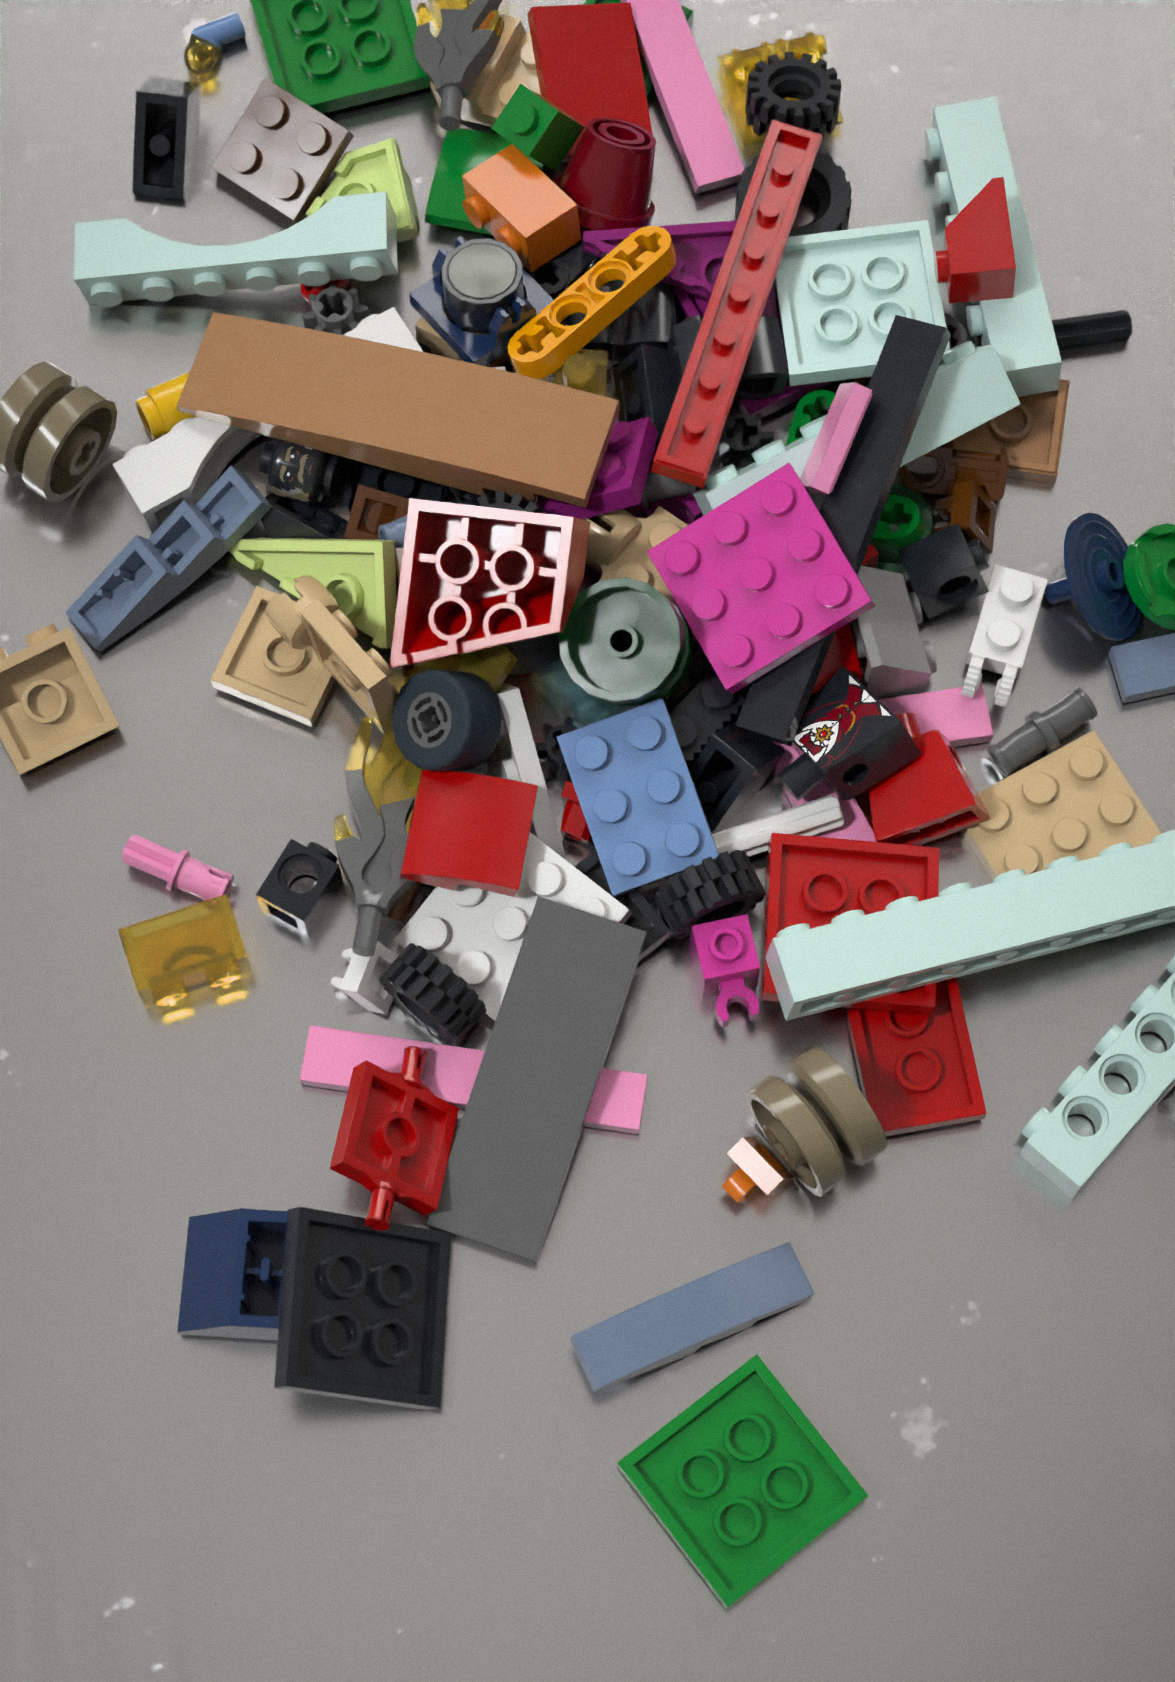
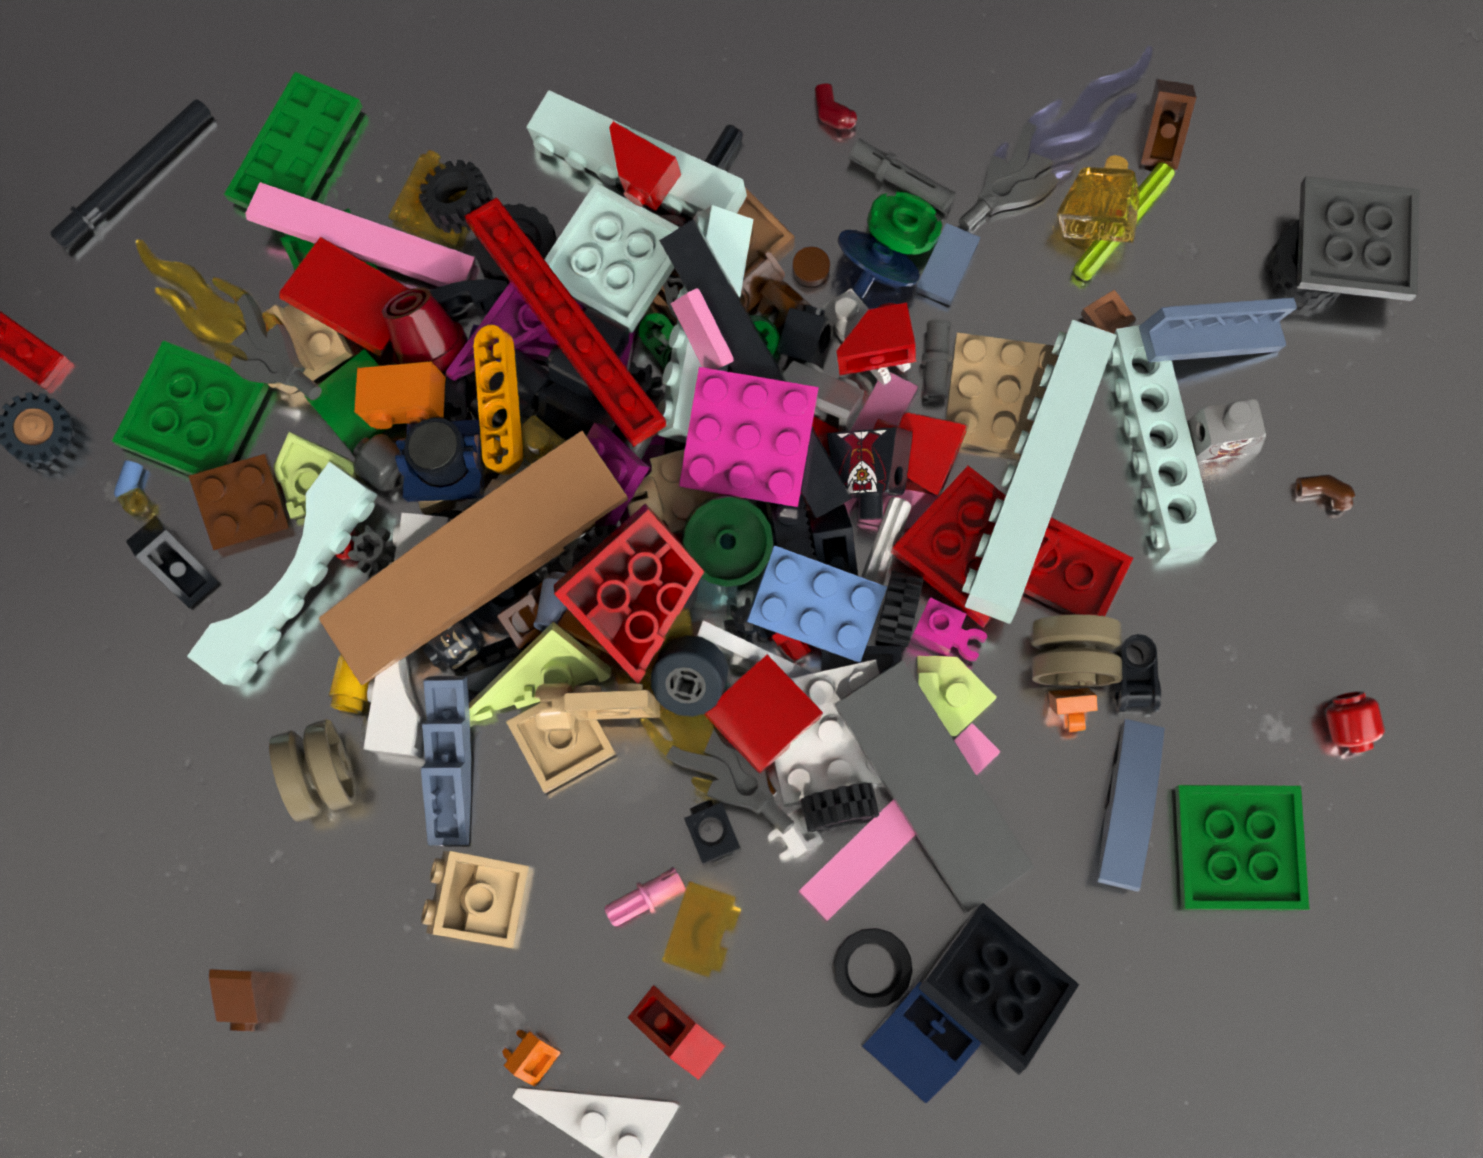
camera: 50 degrees left, 5 degrees up
(54, 1009) = (676, 1032): none -> red slope
(265, 1125) = (903, 964): none -> black tyre
(394, 1138) = (911, 893): red plate -> none
(425, 239) = (377, 462): none -> dark grey head
(537, 127) = (360, 346): green brick -> none
(662, 1027) = (952, 691): none -> yellowish green plate
(684, 188) = (458, 296): none -> black slope
(846, 1218) = (1138, 677): none -> black piece
(997, 641) = (878, 340): none -> red slope
(997, 1506) = (1354, 721): none -> red head
(1038, 520) = (811, 266): none -> reddish brown tile

